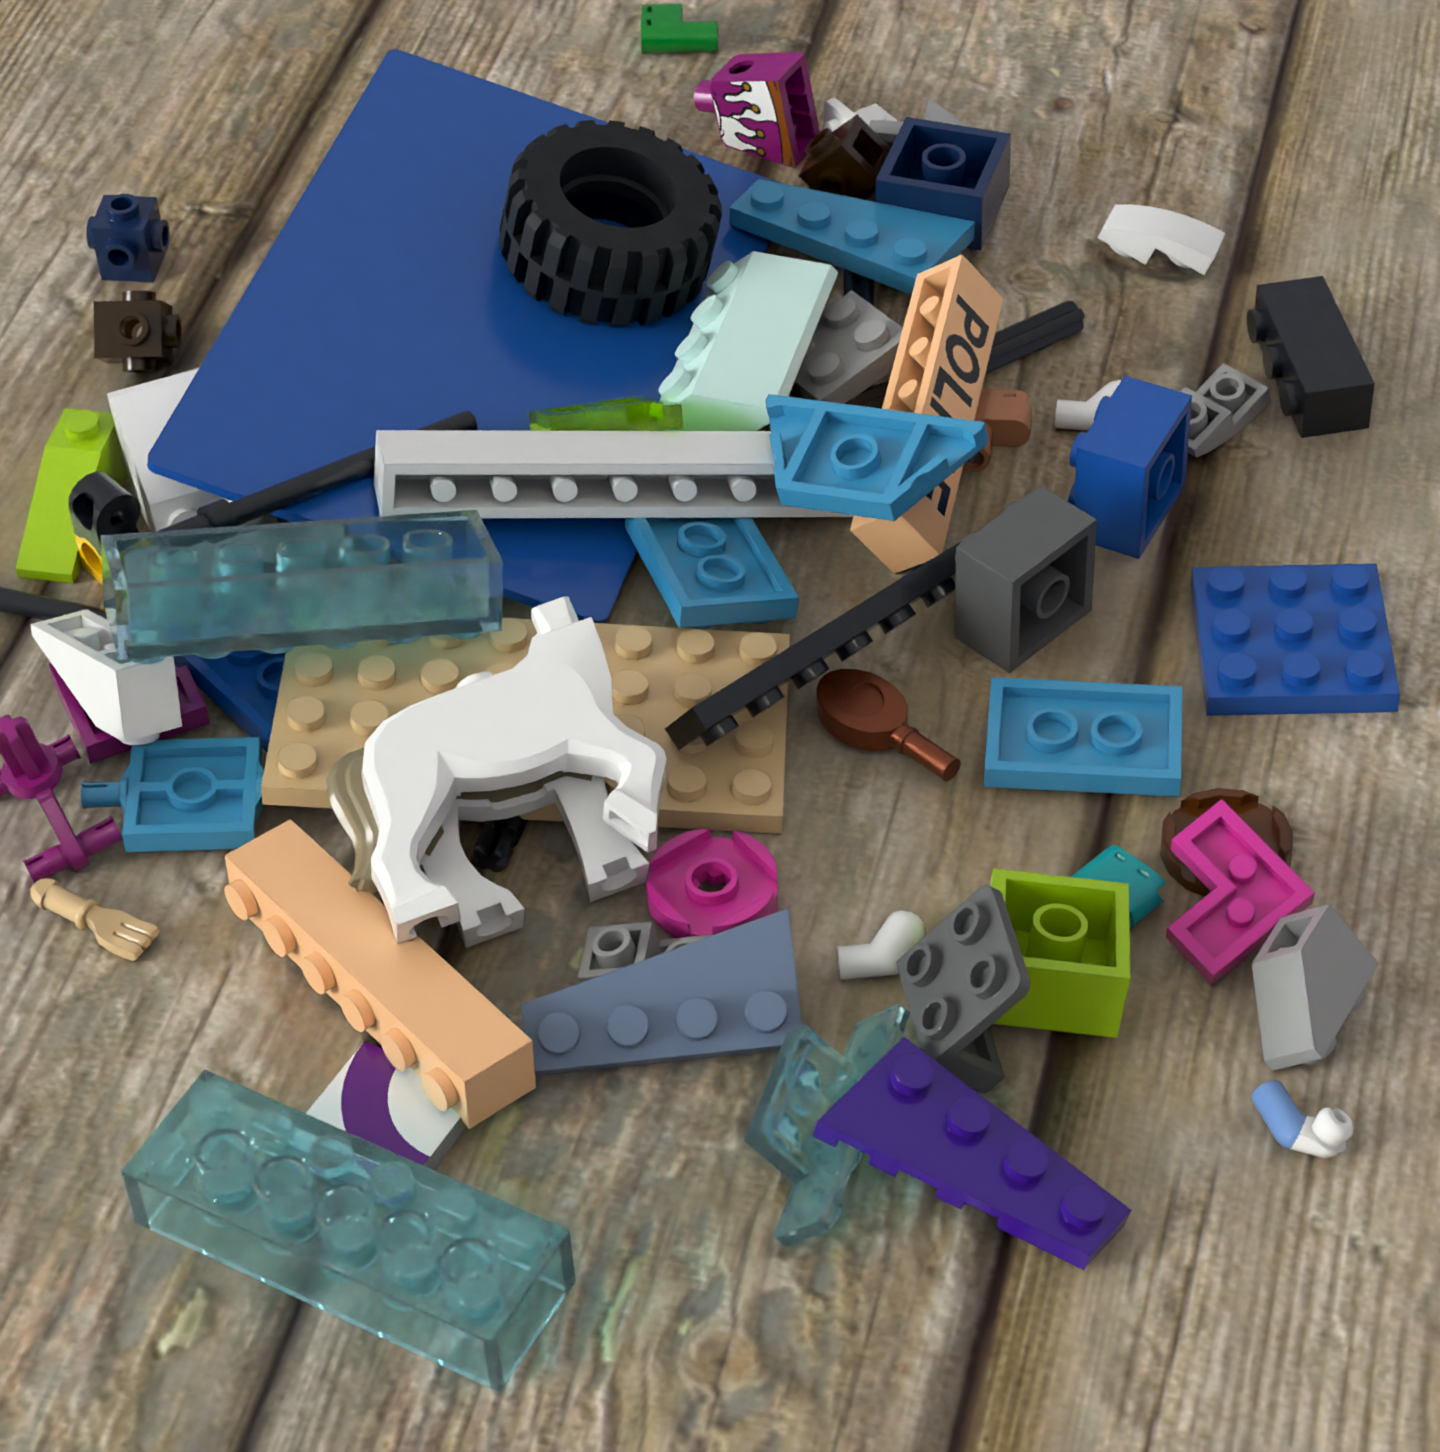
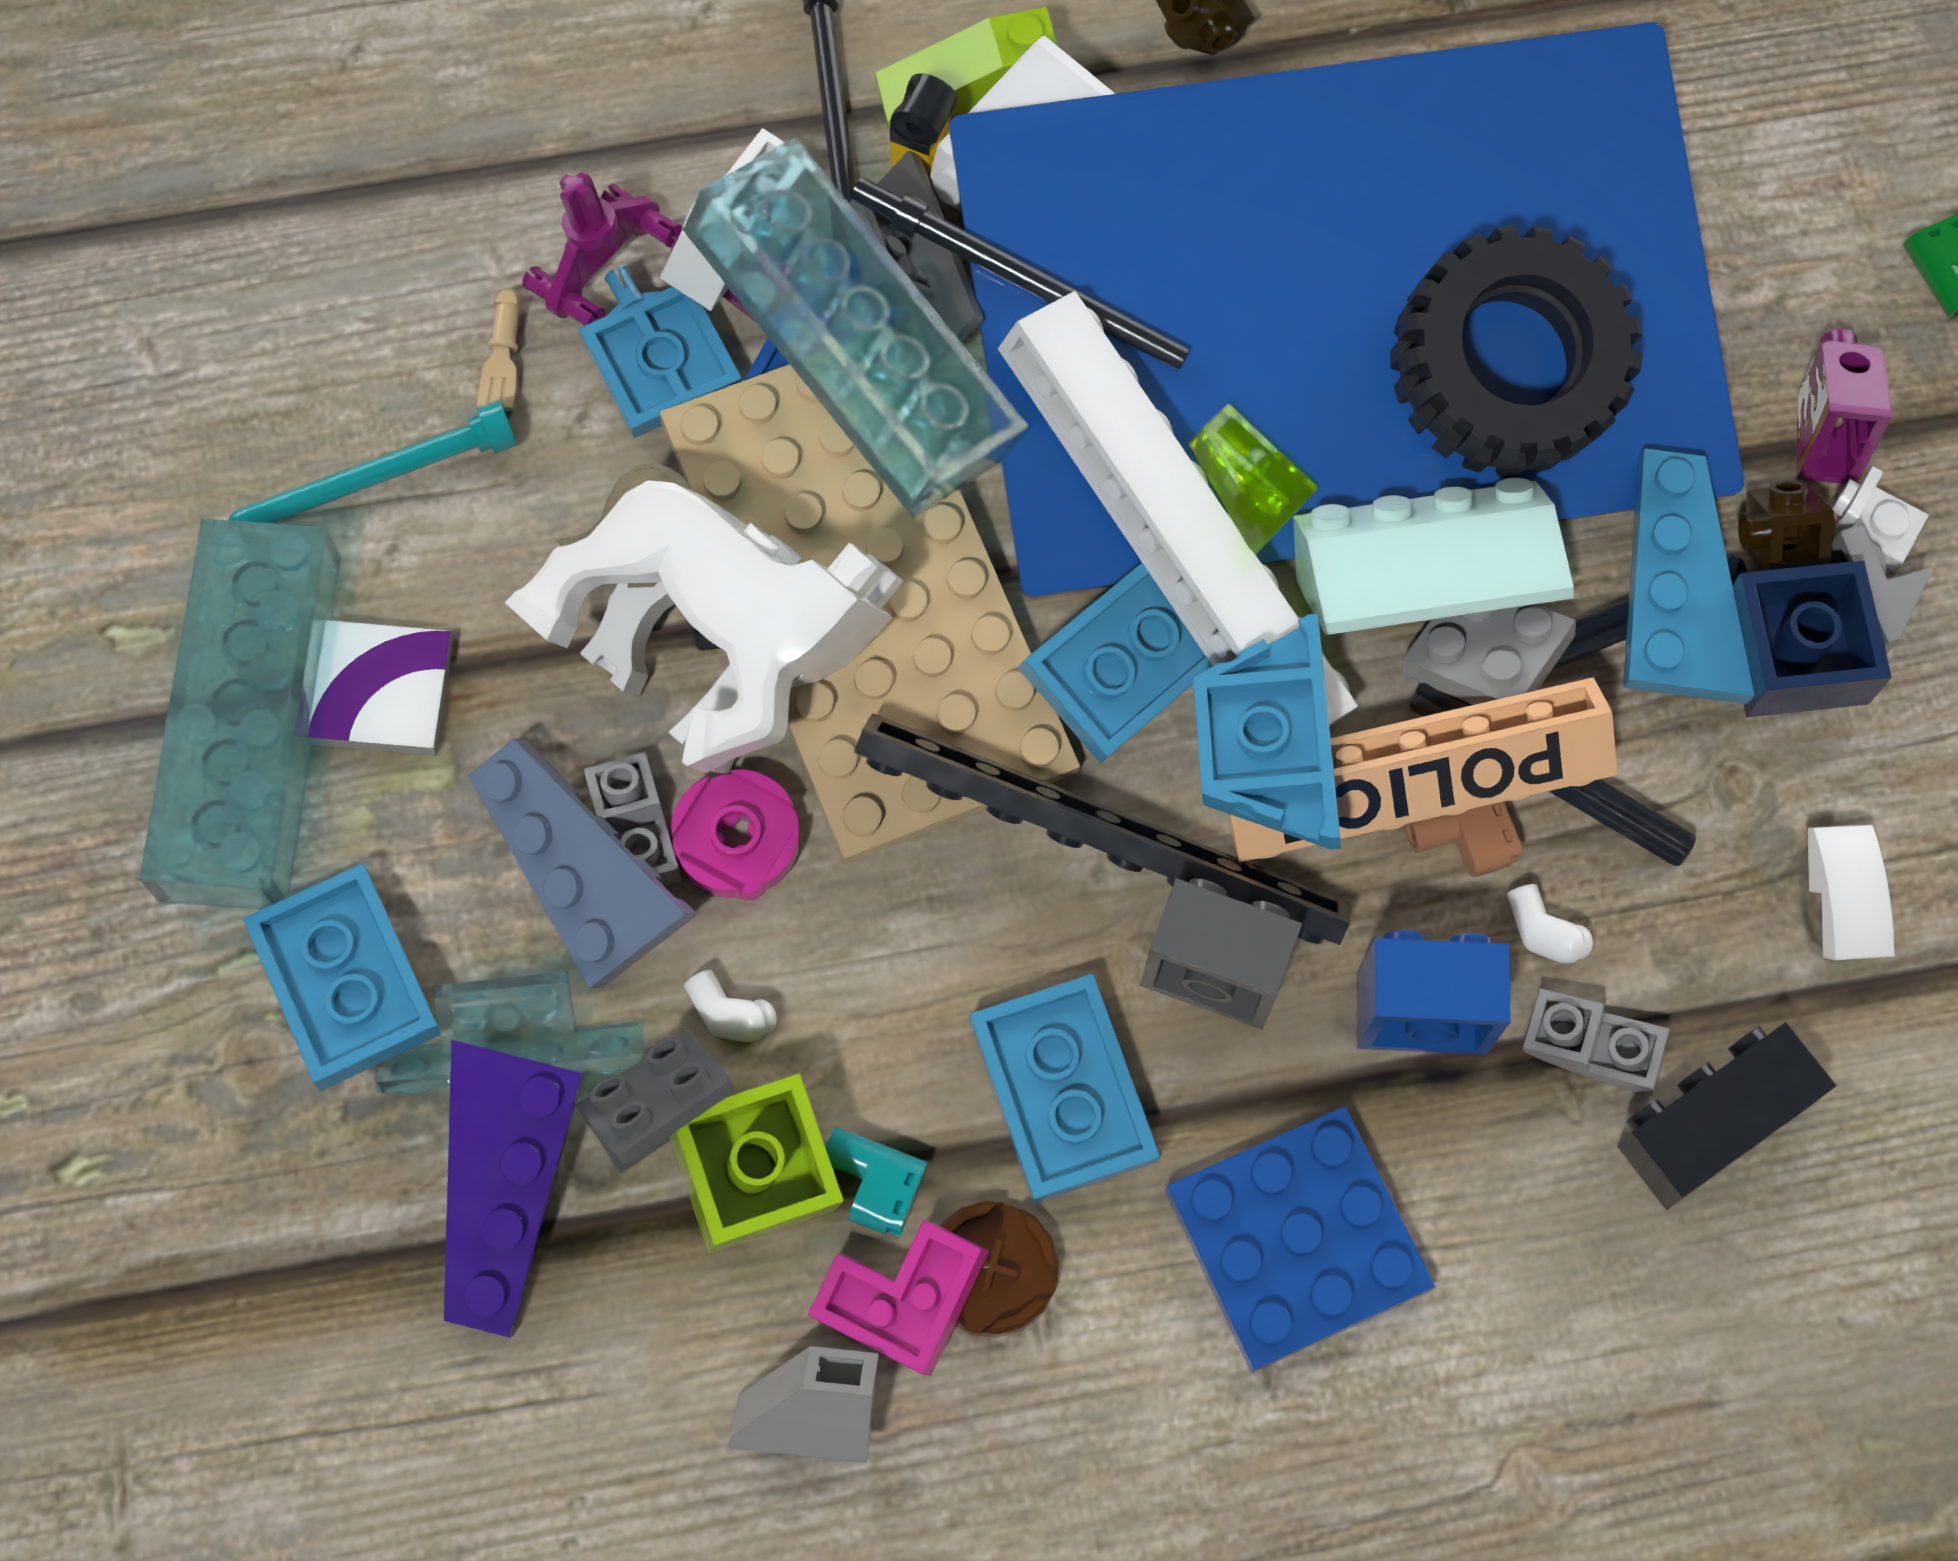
camera: 60 degrees right, 25 degrees up
(171, 945) = (485, 430): none -> teal piece
(396, 992) = (488, 646): light nougat brick -> none
(684, 1230) = (341, 977): none -> dark azure plate
(874, 717) = (1006, 887): copper piece -> none
(1316, 1136) = (663, 1453): arm -> none

